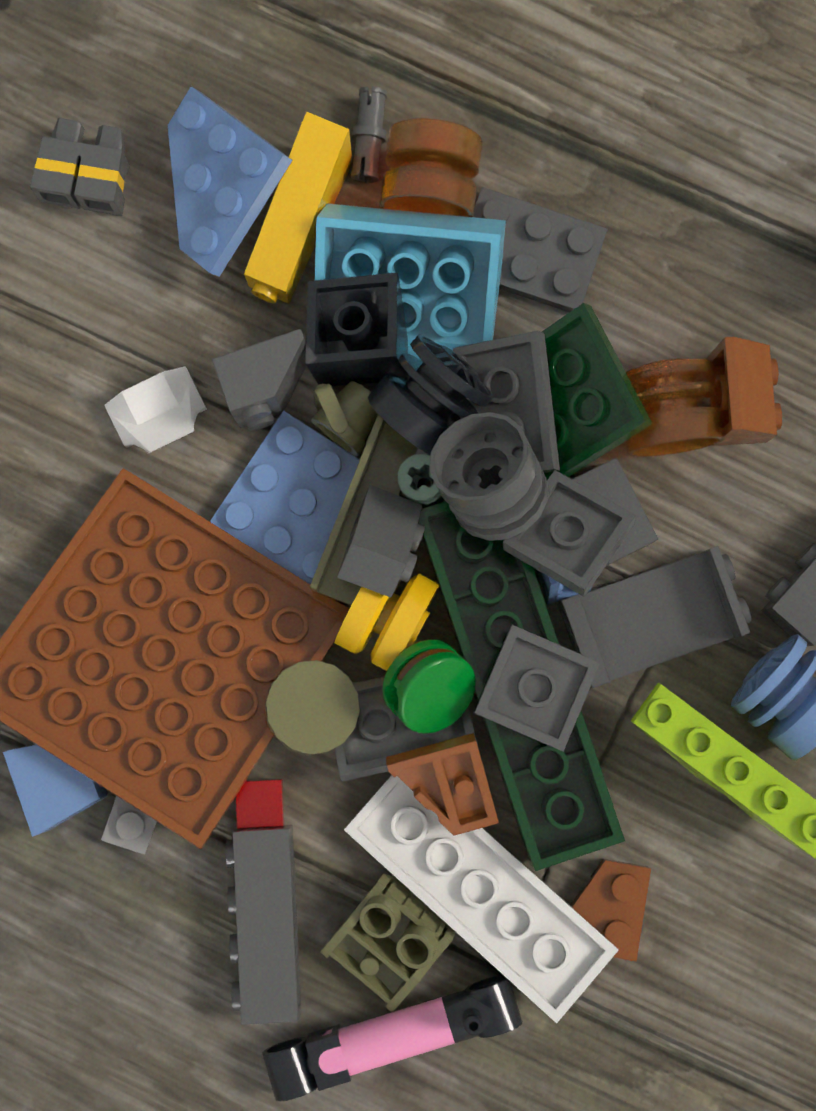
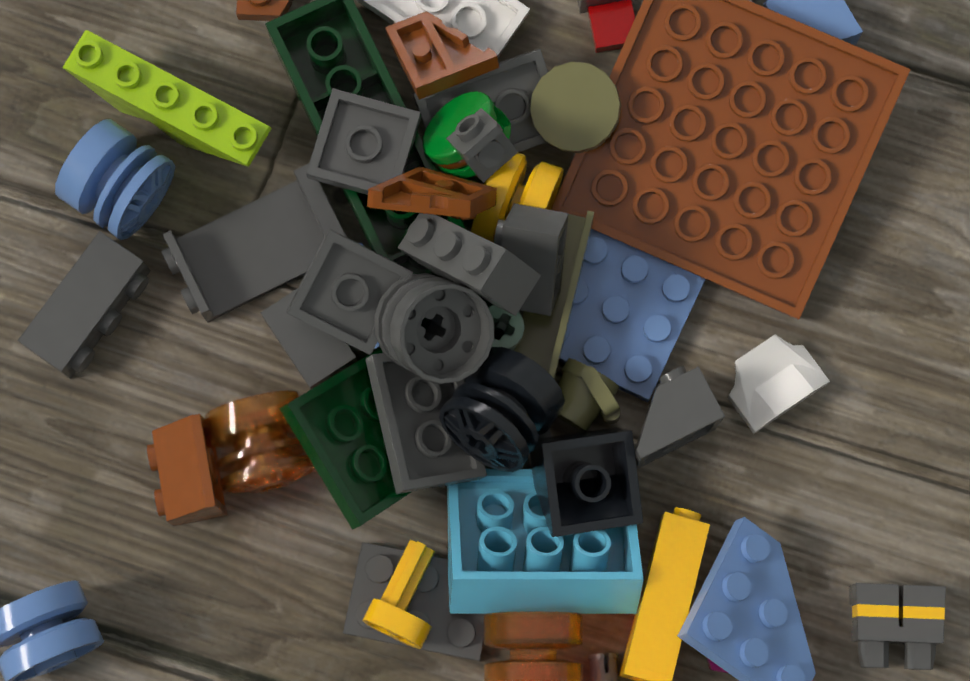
camera: 175 degrees right, 5 degrees down
(416, 660) = (482, 144): none -> dark grey bracket
(446, 532) = (469, 261): none -> dark grey brick
(474, 617) = (432, 193): none -> dark orange wing
(563, 230) = (389, 612): none -> yellow piece

